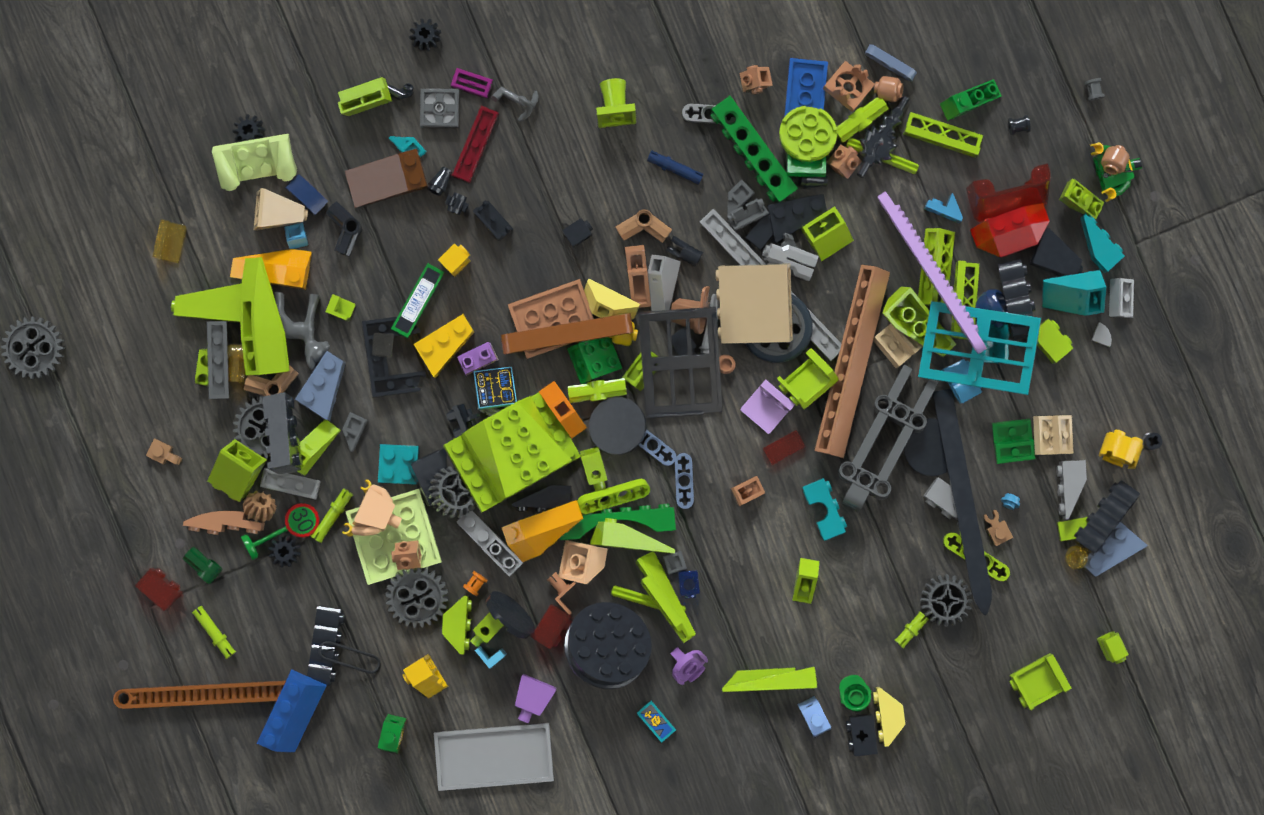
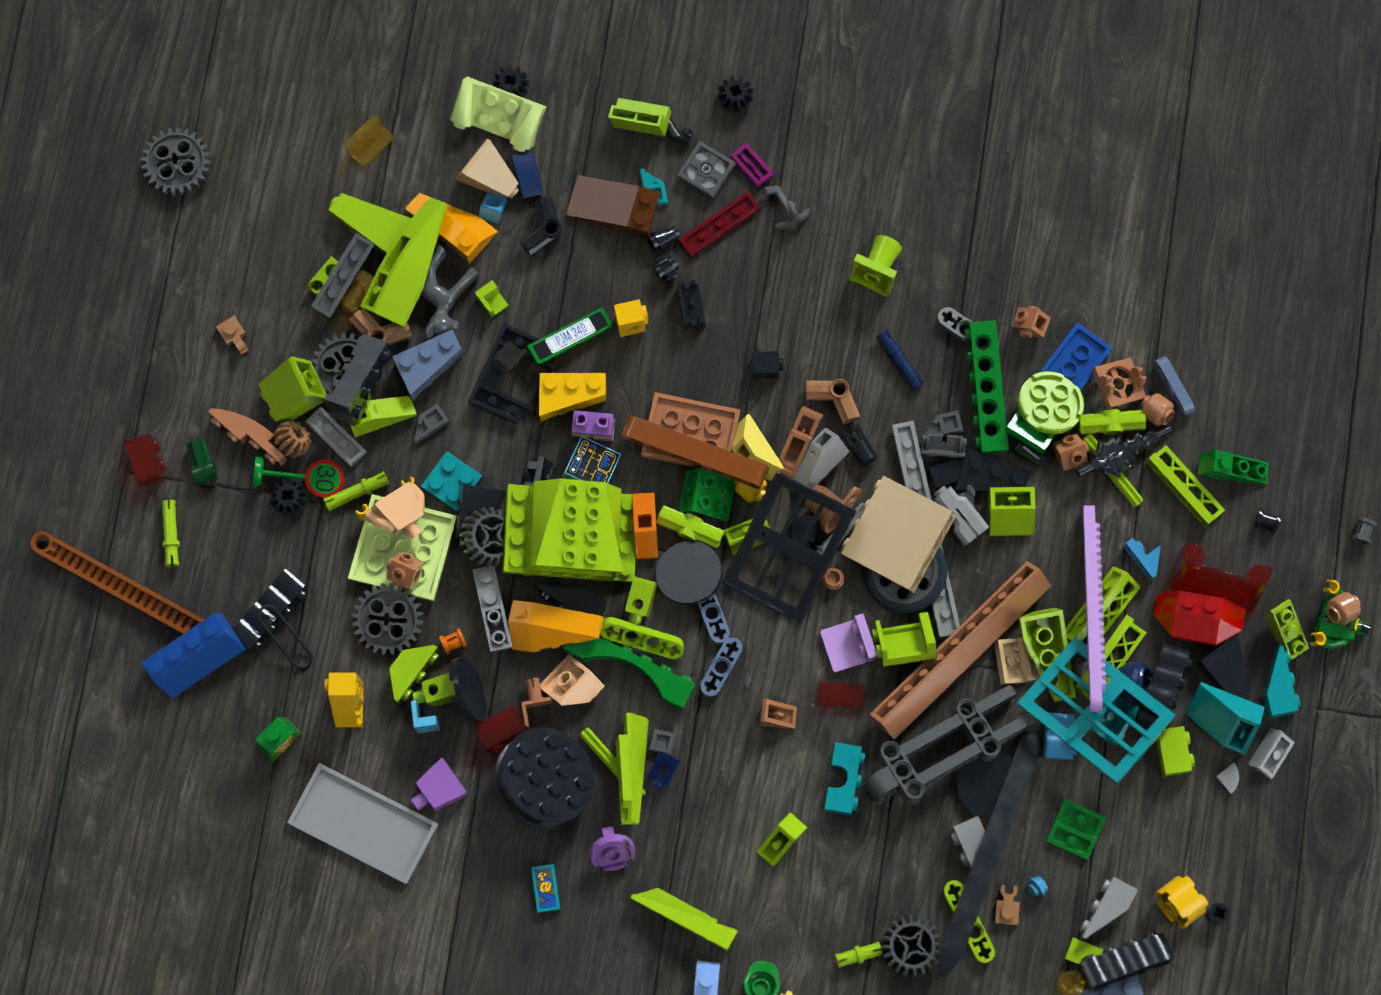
camera: 30 degrees right, 10 degrees down
(619, 535) = (622, 677): lime wedge -> none
(1053, 434) = (1120, 846): tan slope -> none

